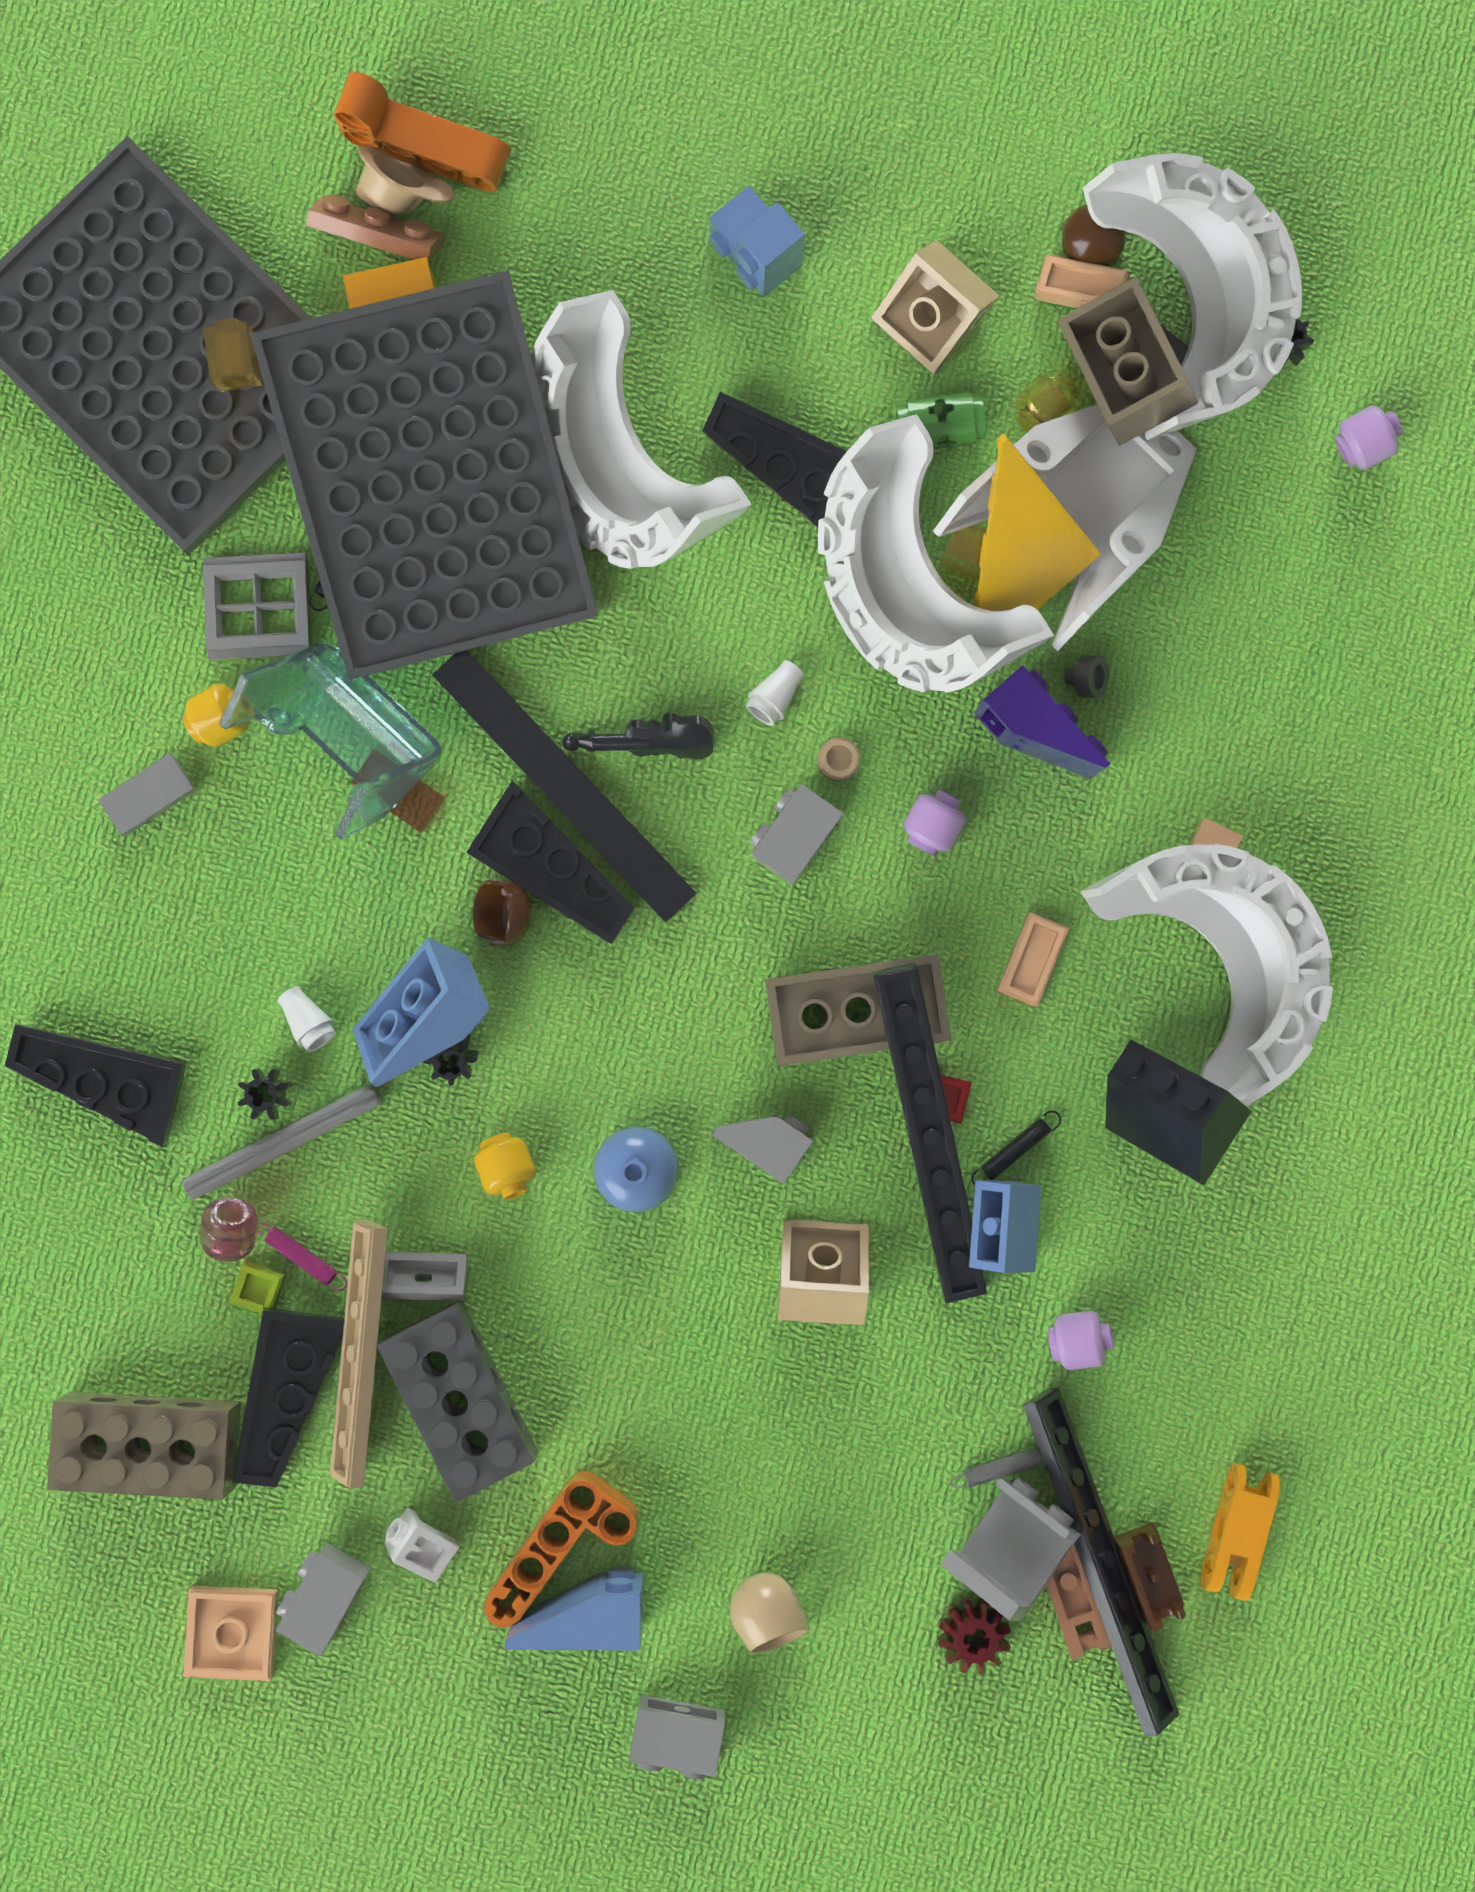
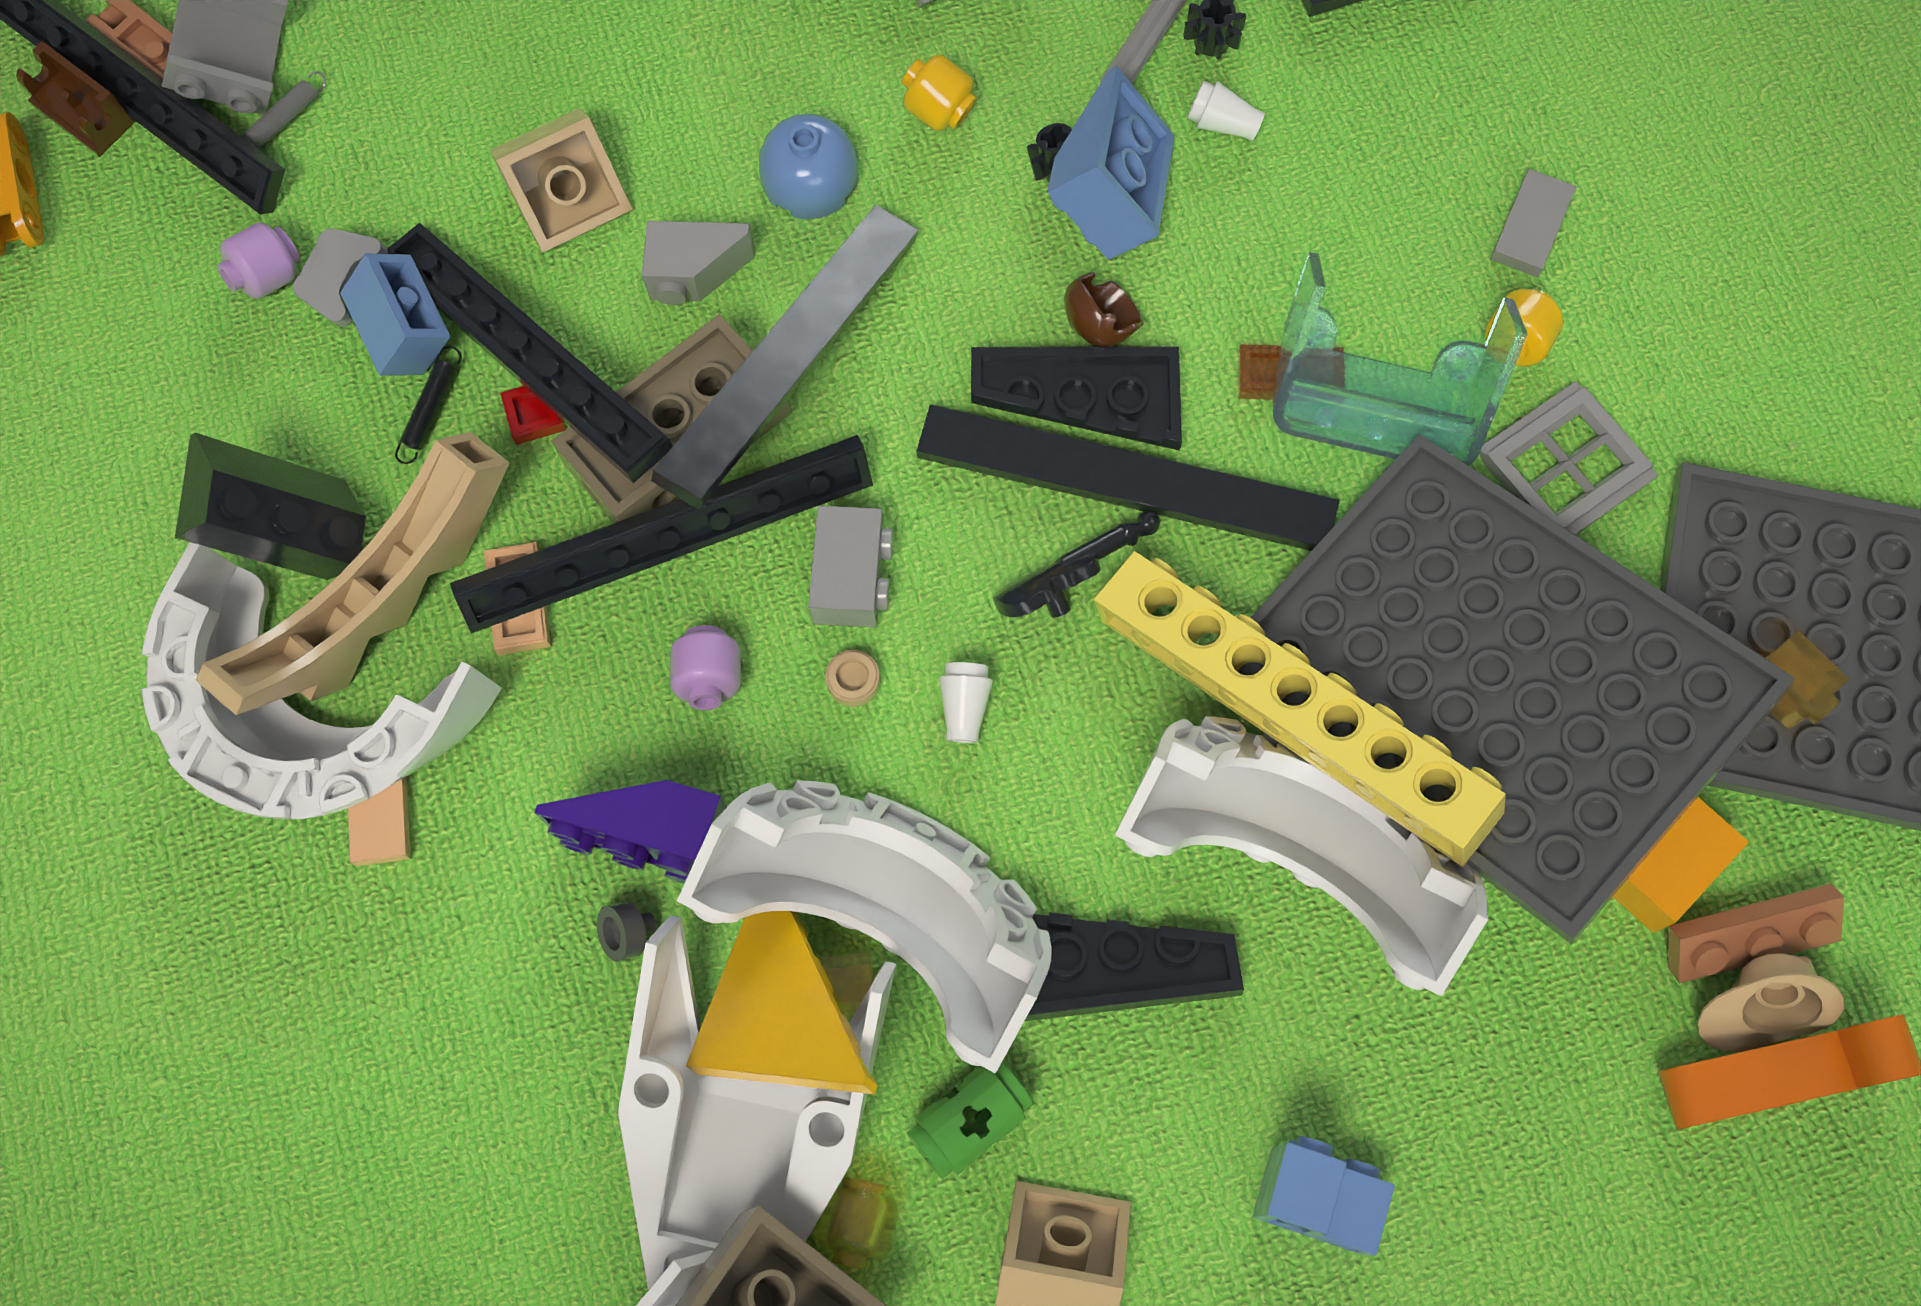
camera: 155 degrees right, 15 degrees down
(530, 383) = (1450, 826): none -> light yellow brick
(748, 1002) = (783, 358): none -> tile
(908, 932) = (661, 534): none -> black tile
(1031, 1297) = (330, 268): none -> light grey piece
(1138, 1010) = (376, 593): none -> tan arch

